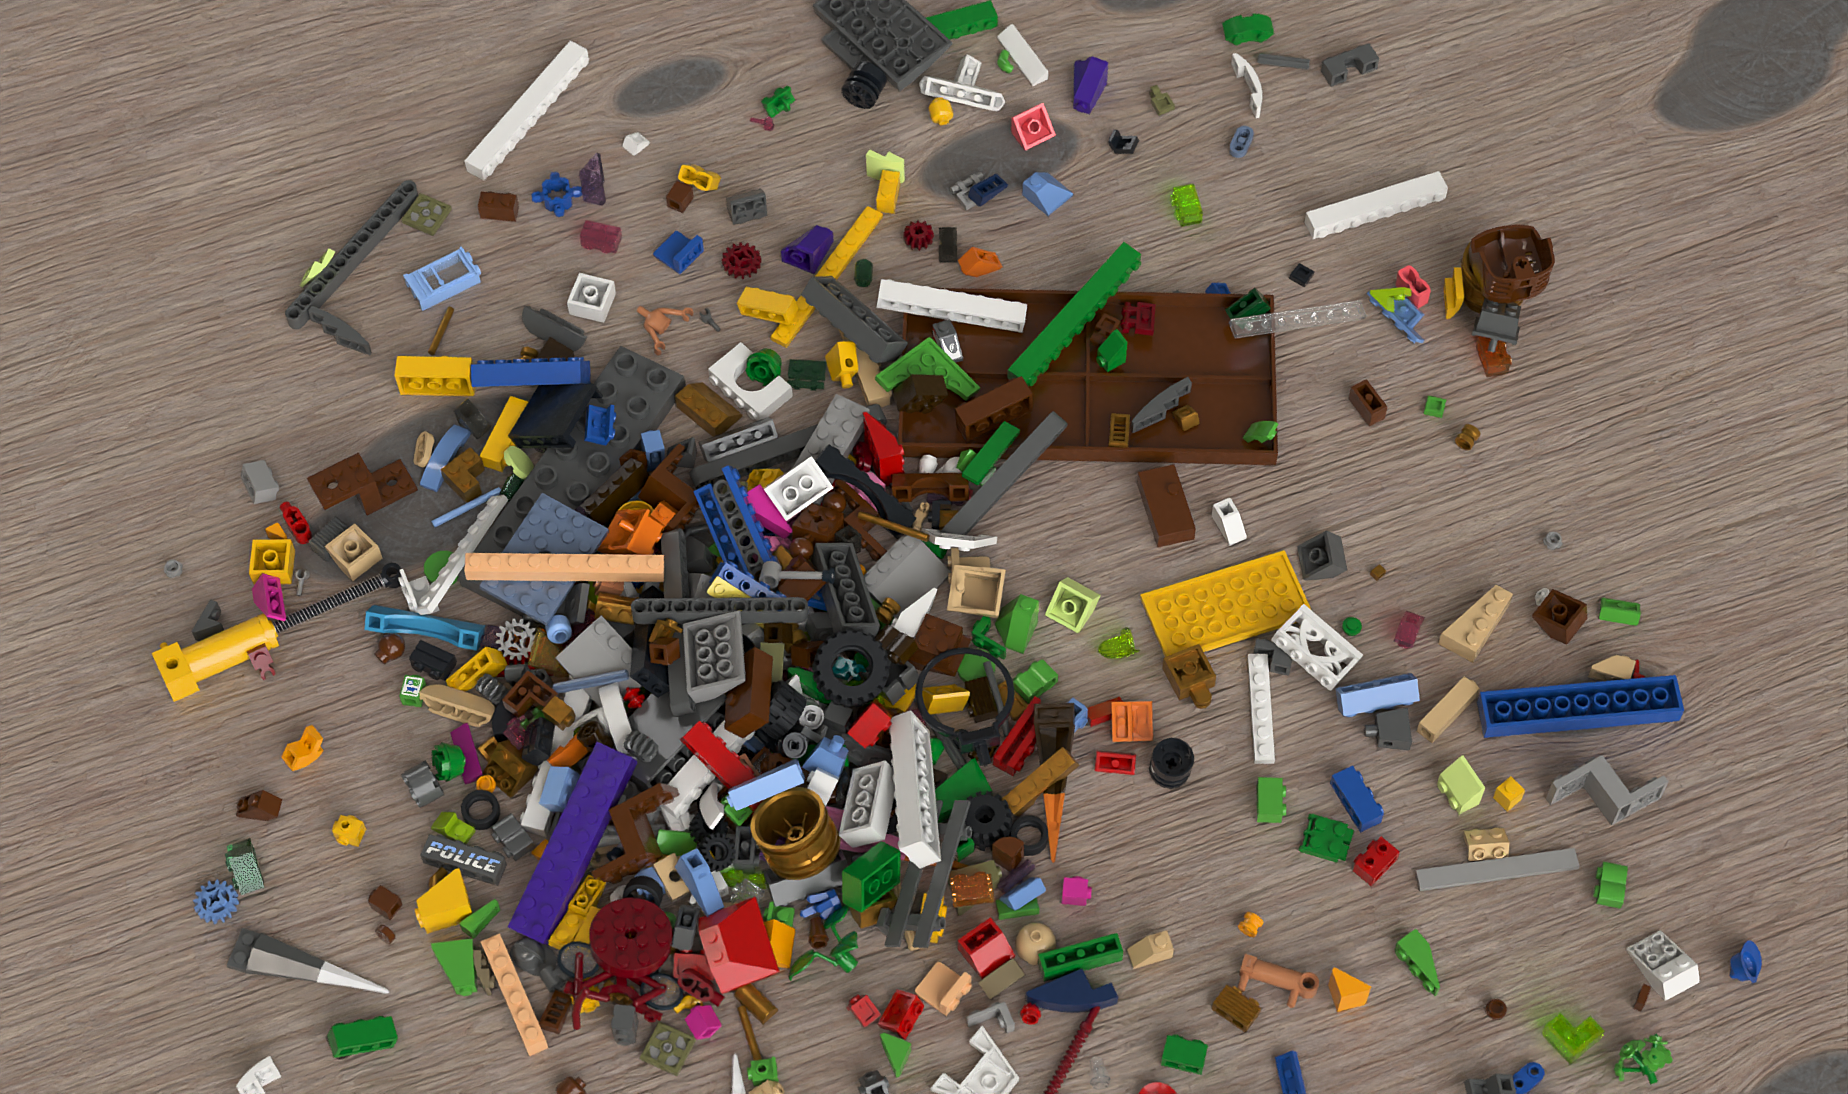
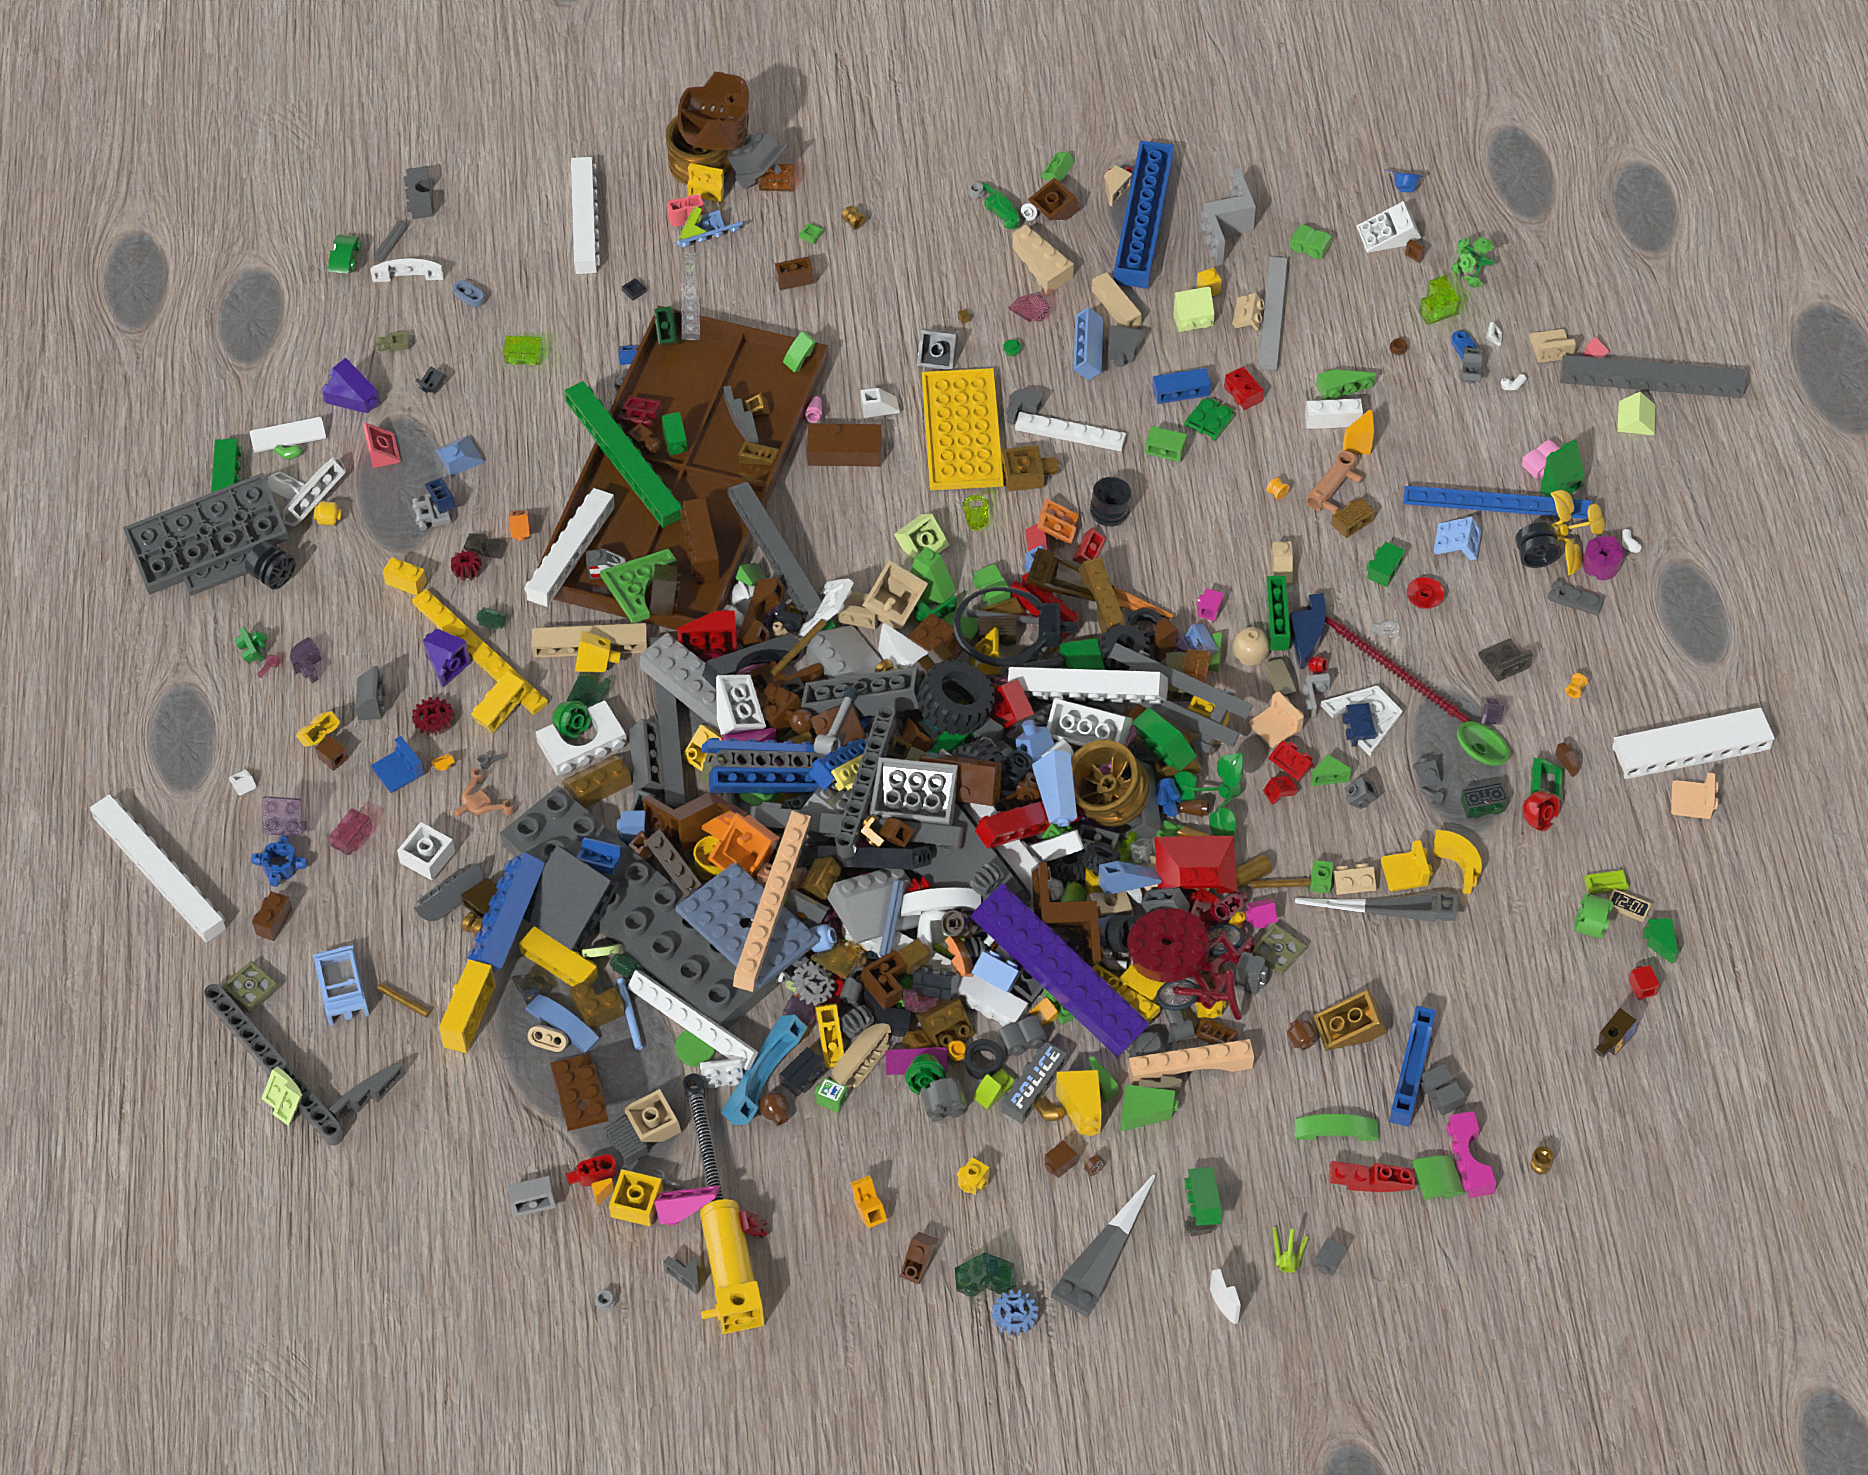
camera: 75 degrees left, 5 degrees down
(694, 283) = (443, 762): none -> light orange plate
(775, 143) = (303, 658): none -> clear purple brick
(854, 319) = (558, 622): dark grey brick -> none
(876, 163) = (373, 571): yellowish green slope -> none
(963, 1068) = (1358, 723): none -> dark blue bracket
(985, 948) = (1247, 680): red slope -> none
(990, 453) = (748, 553): green tile -> none
(1203, 468) = (814, 410): none -> bright pink cone
(1318, 666) = (1054, 369): white fence -> none
(1372, 958) = (1332, 413): none -> white brick
(1536, 570) = (1002, 207): none -> green animal

